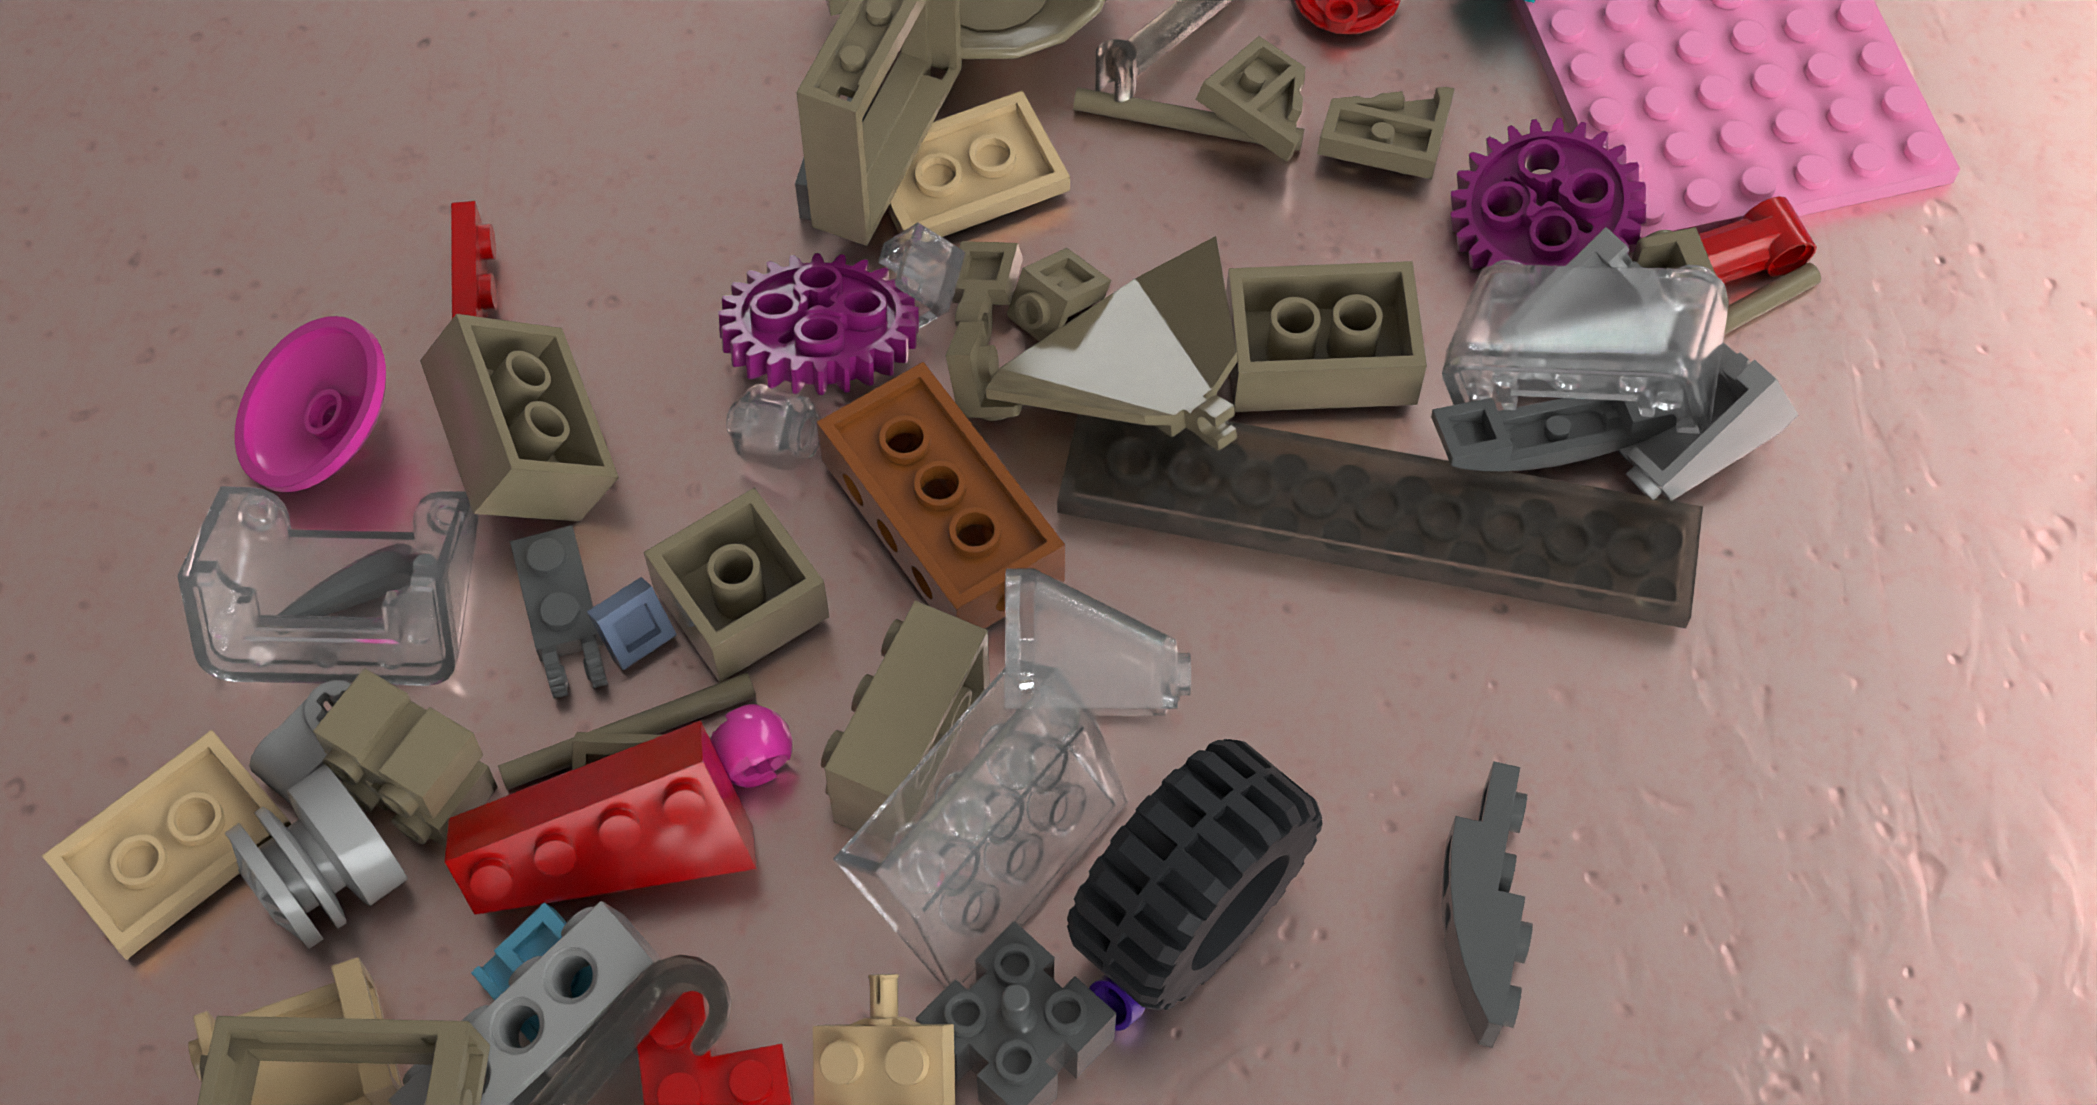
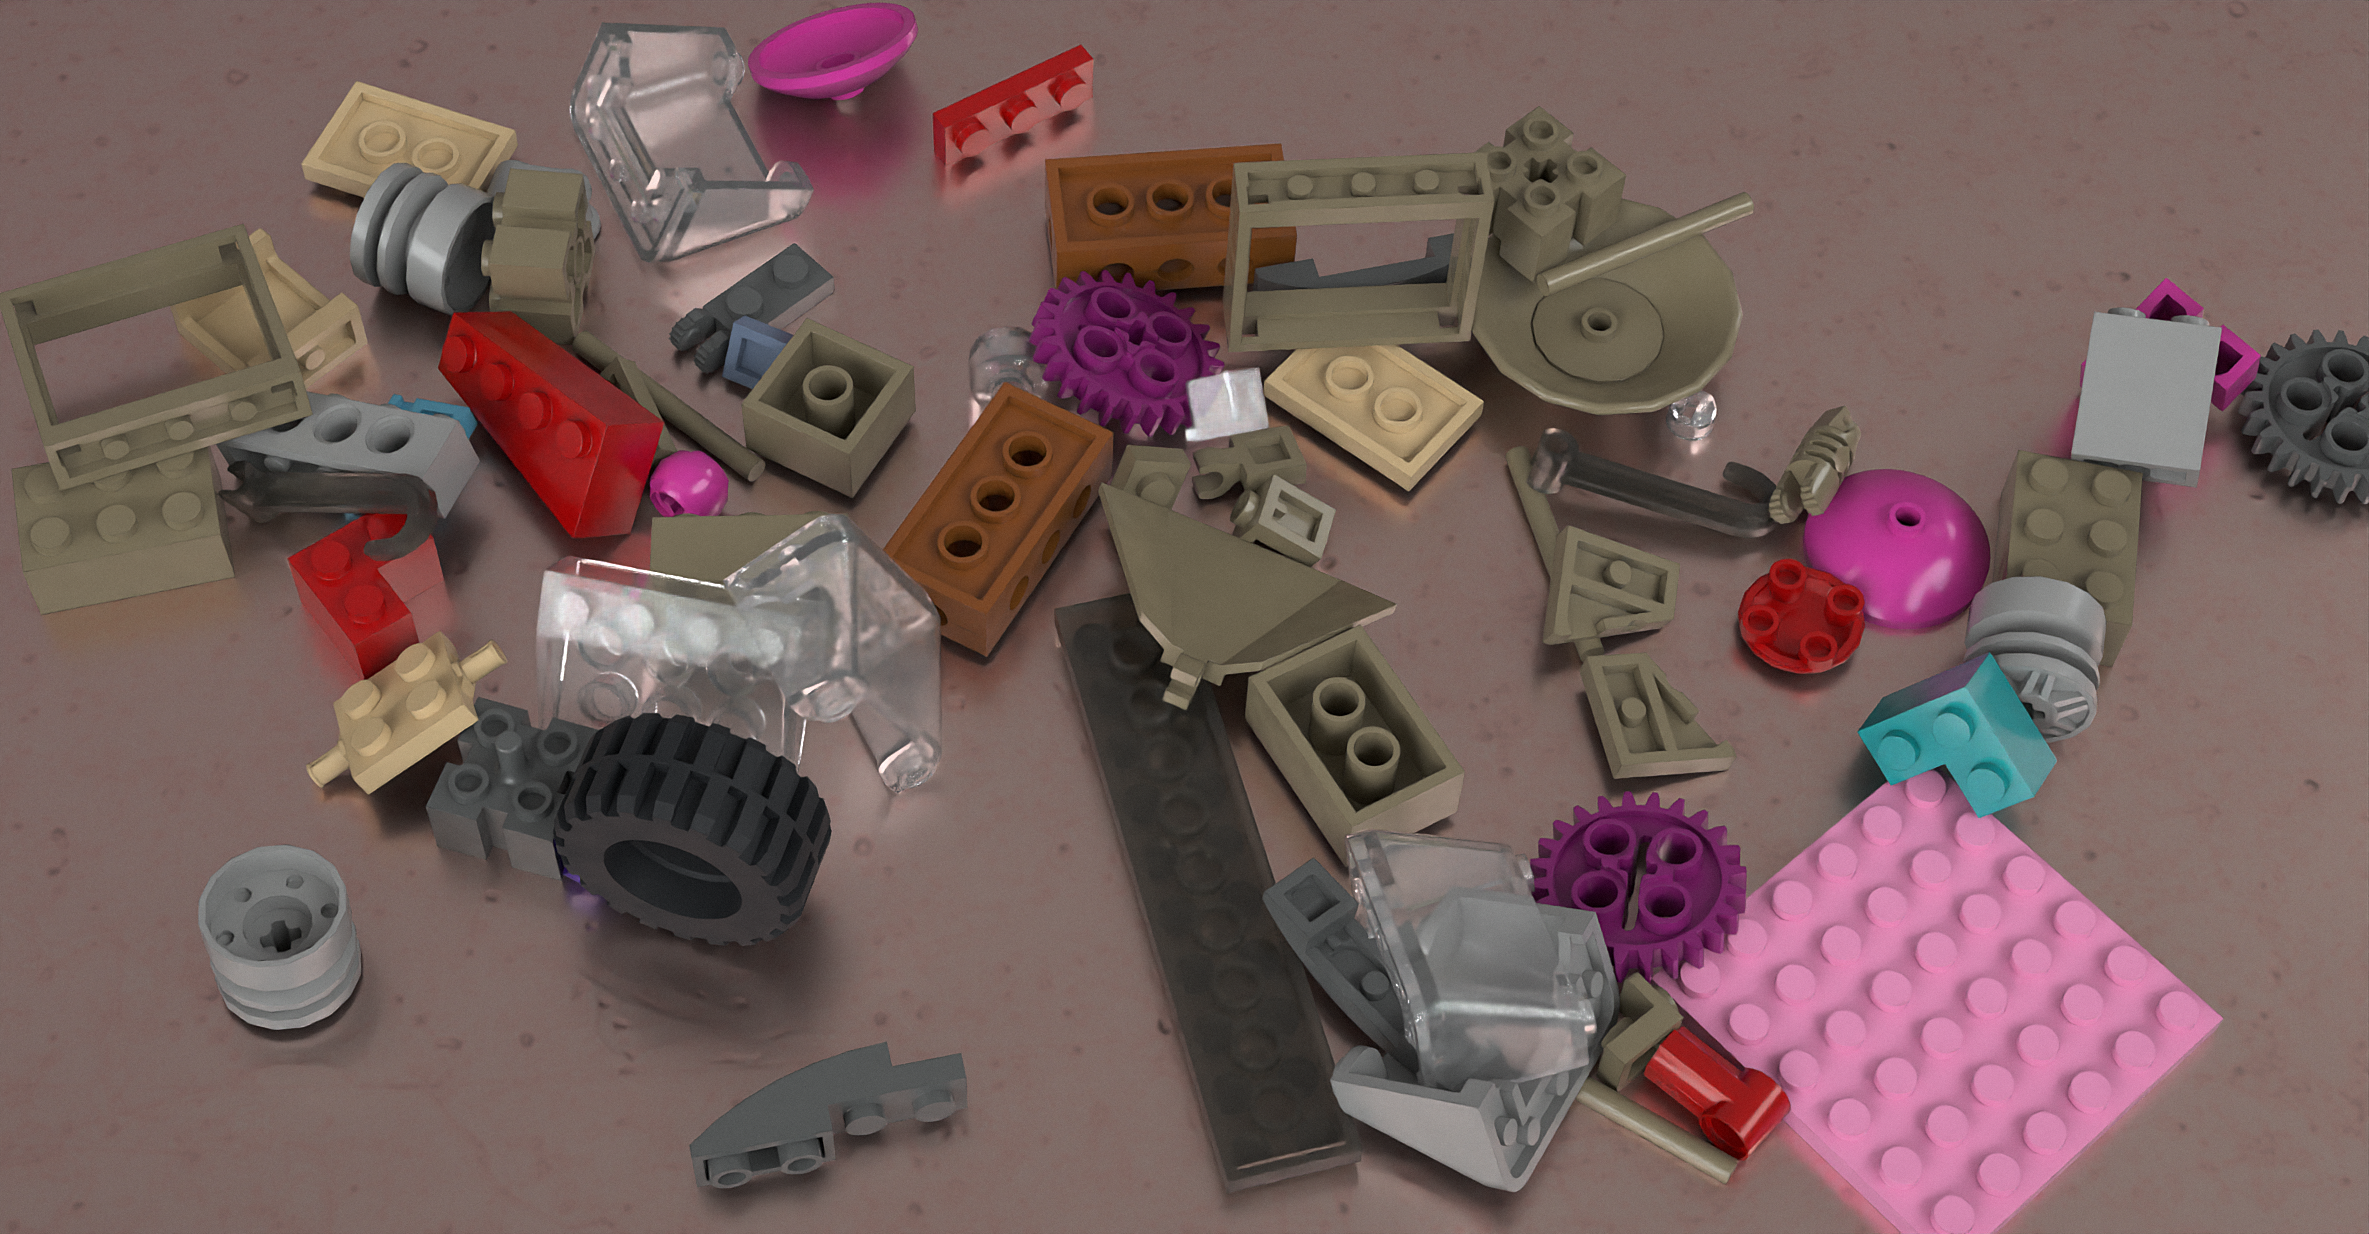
camera: 60 degrees right, 5 degrees down
(361, 581) = (687, 152): dark grey piece -> none
(518, 419) = (893, 183): dark tan brick -> none
(691, 227) = (1154, 216): none -> dark orange brick

